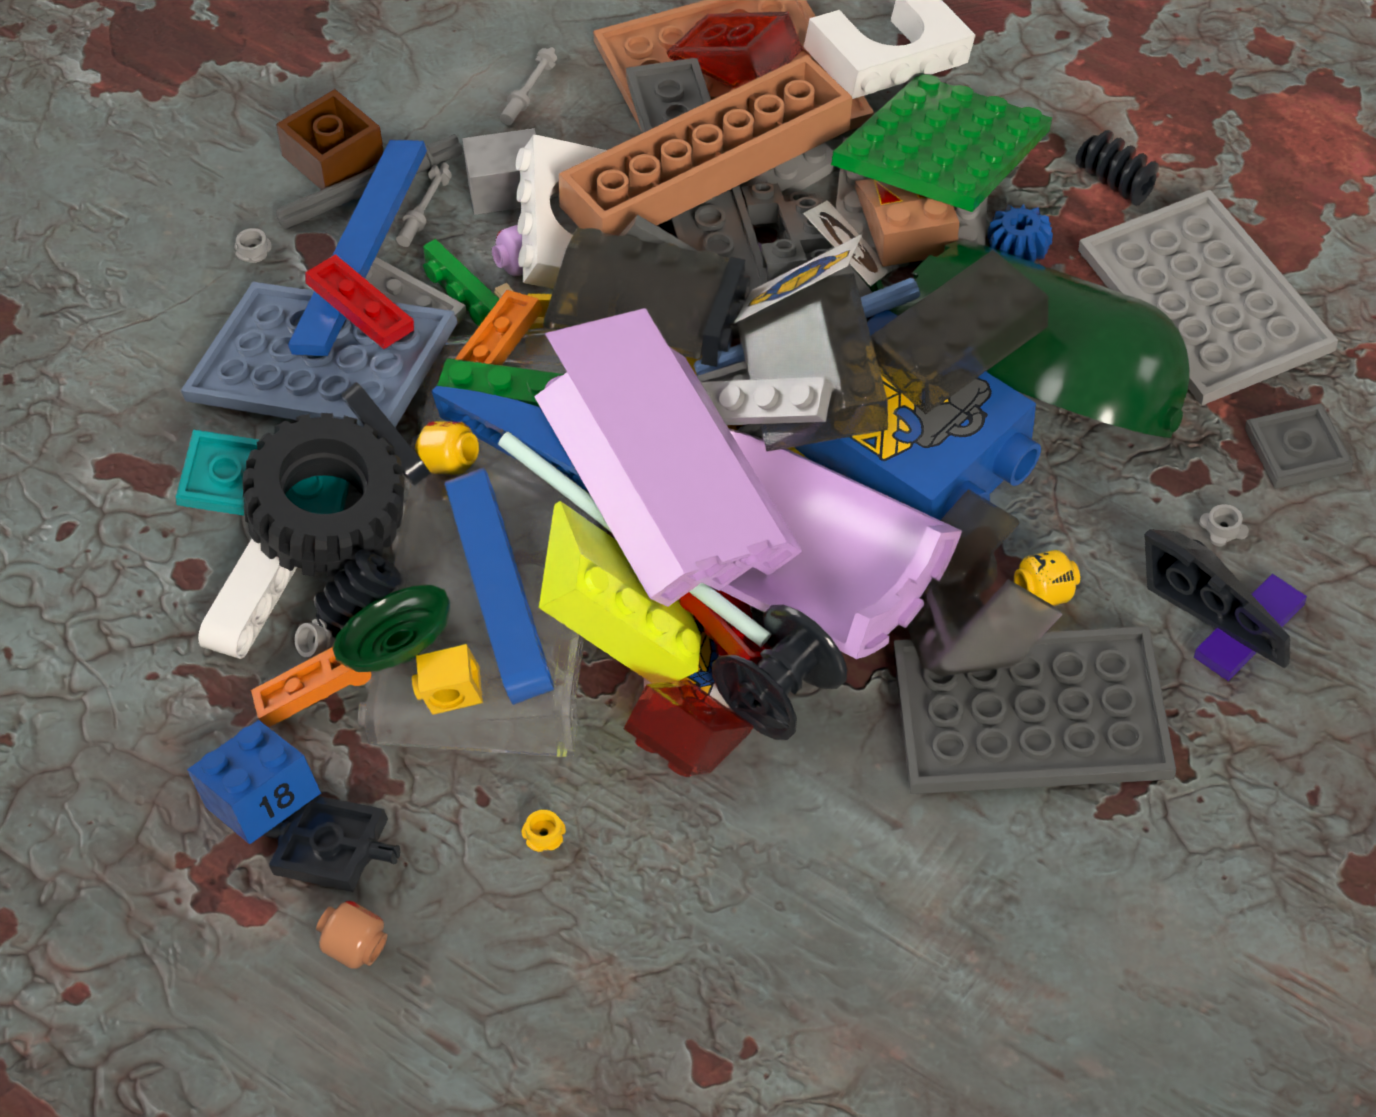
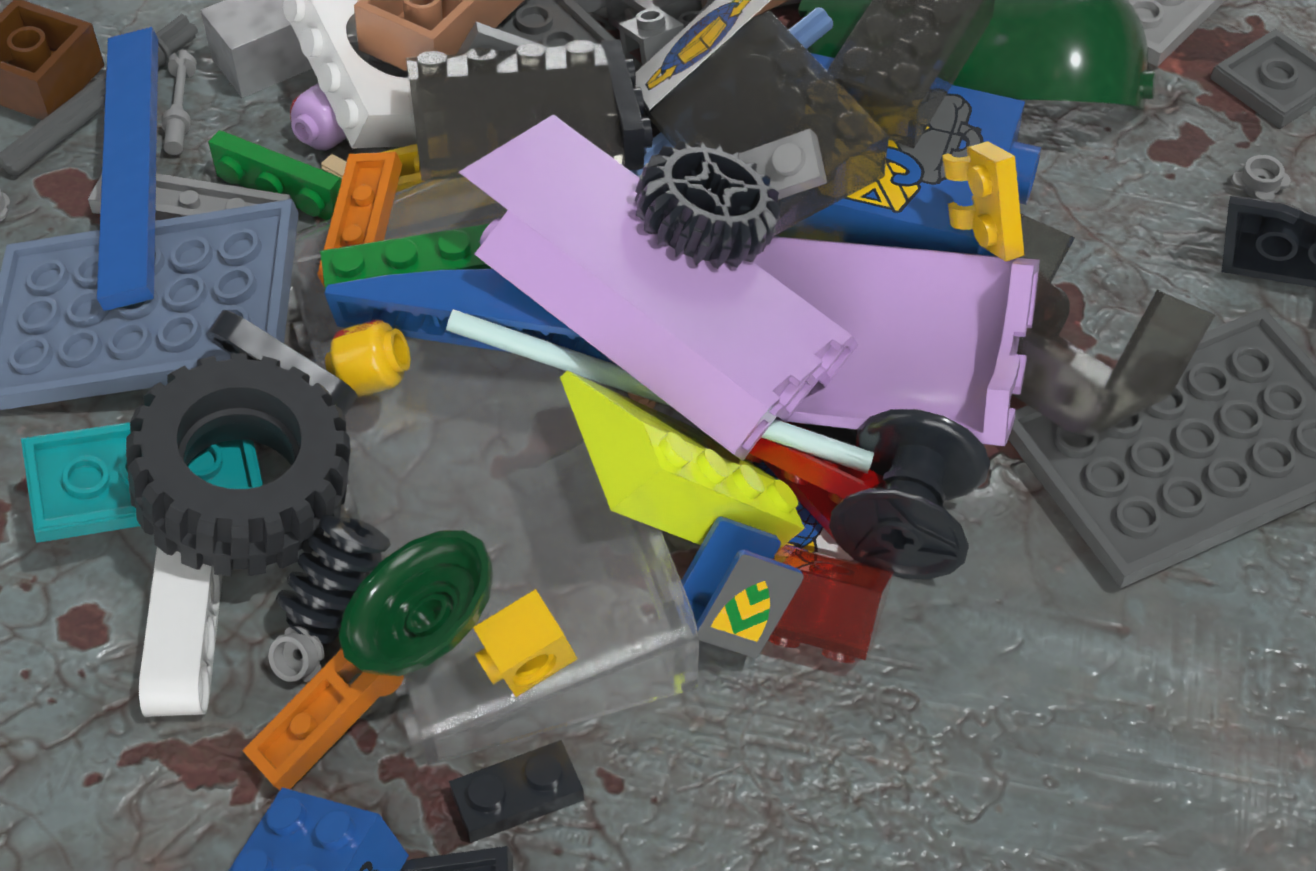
camera: 25 degrees left, 0 degrees up
(359, 301) = (170, 219): red plate -> none
(414, 780) = (516, 791): none -> black plate
(499, 587) = (532, 506): blue beam -> none
(543, 821) = (718, 782): yellow plate -> none
(617, 694) = (738, 587): none -> piece
(720, 411) = (707, 204): none -> black gear
(935, 484) = (995, 199): none -> yellow plate
(1049, 576) = (1123, 292): yellow head -> none

